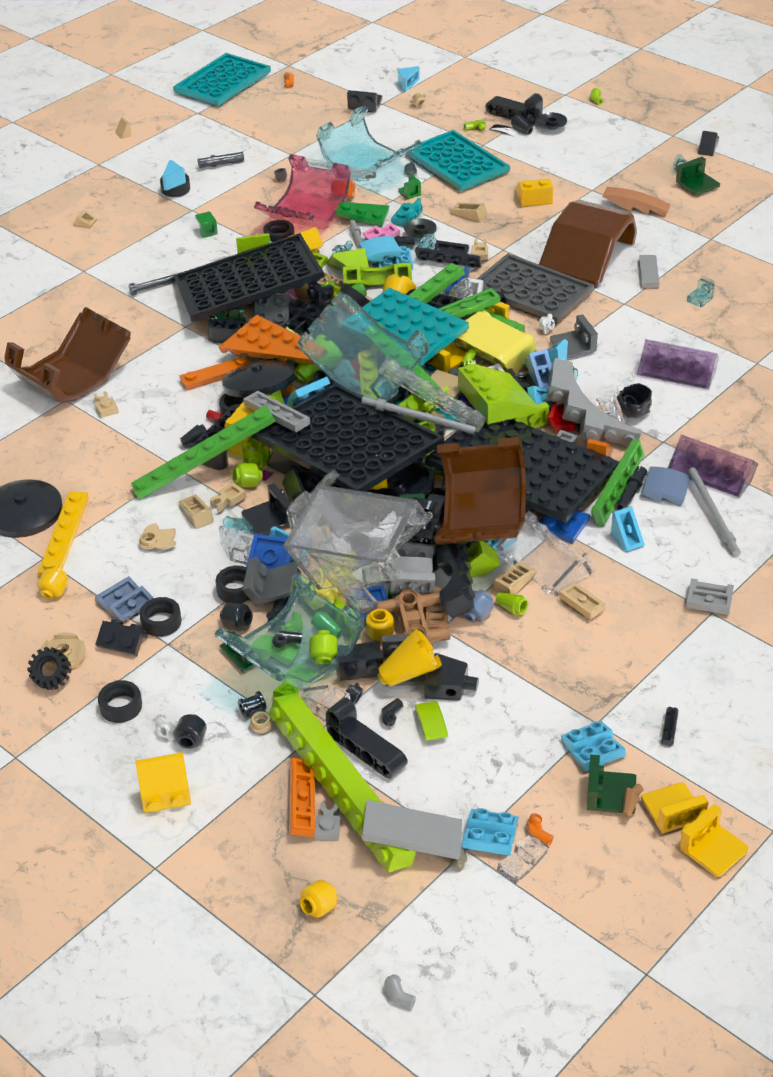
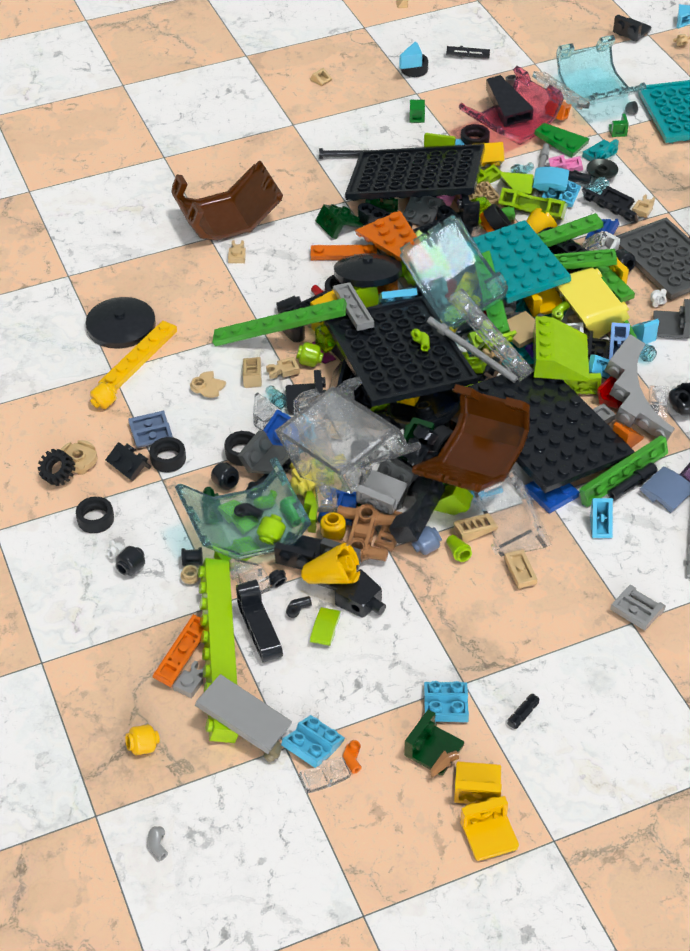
camera: 25 degrees right, 5 degrees up
(163, 782) = (82, 595): yellow slope -> none
(190, 344) = (333, 219): none -> dark green bracket
(293, 192) = (508, 102): none -> black slope
(365, 419) = (421, 338): none -> lime arm
(471, 211) = (660, 165): tan slope -> none

